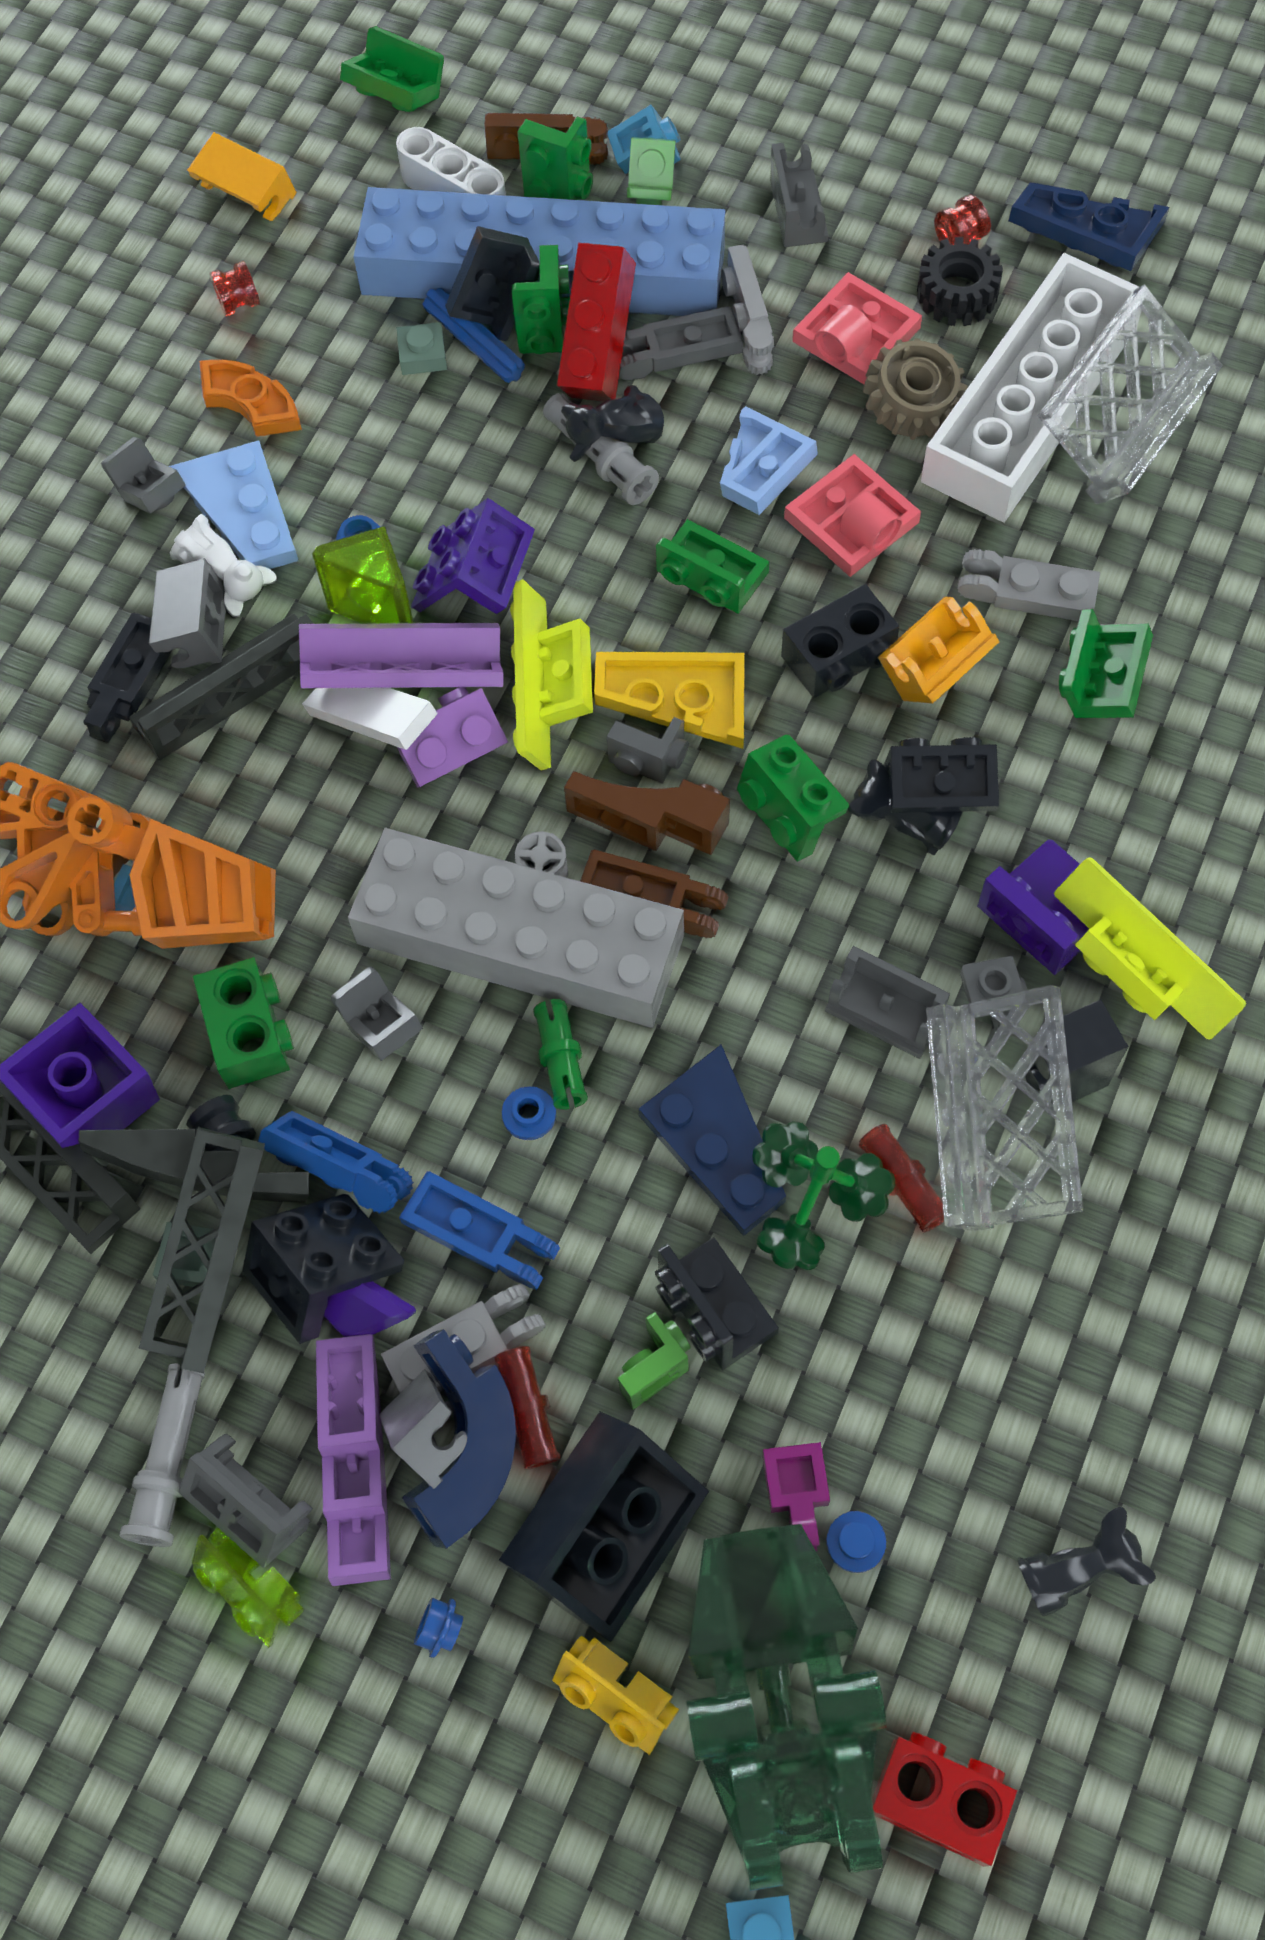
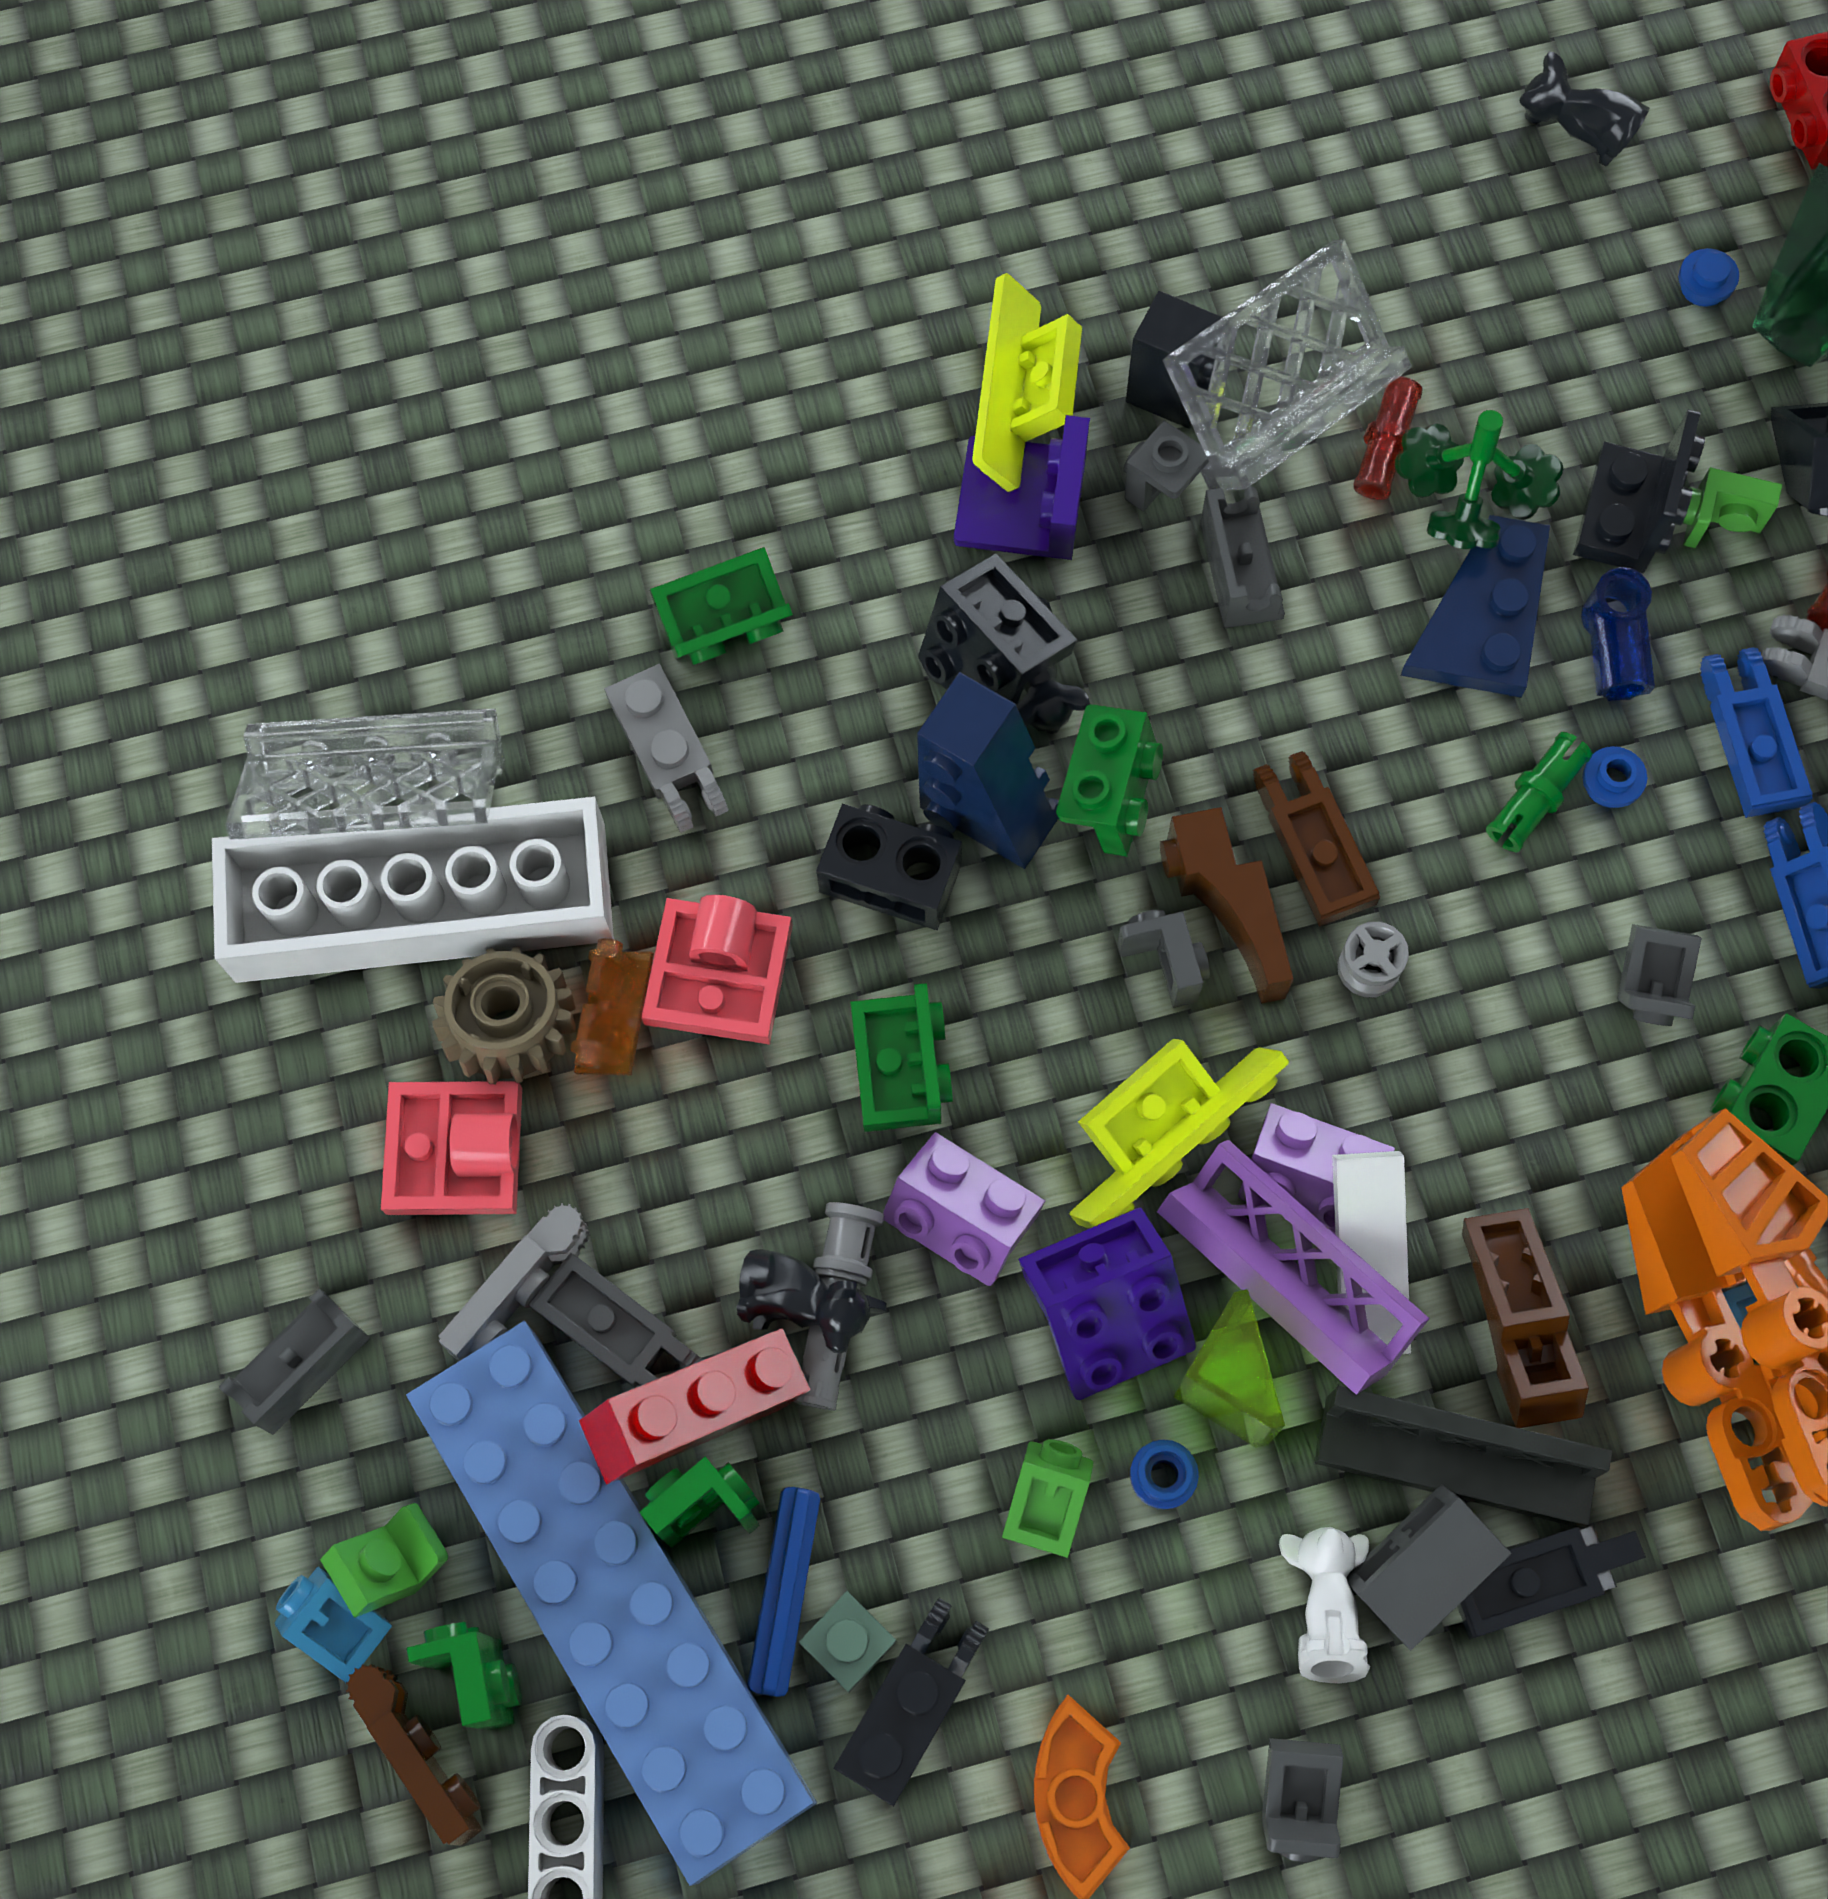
camera: 130 degrees left, 5 degrees up
(241, 502) = (1228, 1663): light blue wing -> none
(262, 770) = (1525, 1319): none -> reddish brown slope
(363, 351) = (908, 1710): none -> black hinge
(404, 477) = (1049, 1497): none -> bright green bracket
(486, 279) = (716, 1574): black bracket -> none
(518, 927) = (1470, 924): light grey brick -> none
(596, 543) = (961, 1208): none -> medium lavender bracket
(618, 1196) = (1620, 638): none -> clear blue piece
(691, 686) = (1069, 979): yellow wing -> none
(763, 460) = (716, 1115): light blue wing -> none
(797, 1484) = (1714, 339): magenta plate -> none
(851, 699) = (980, 772): none -> dark blue wedge
(888, 455) = (613, 1011): none -> clear orange hinge
(937, 651) = (832, 759): light orange hinge -> none
(964, 262) = (279, 1055): black tyre -> none
(965, 220) = (209, 1138): clear red wheel -> none
(1096, 228) = (108, 1001): dark blue wing -> none

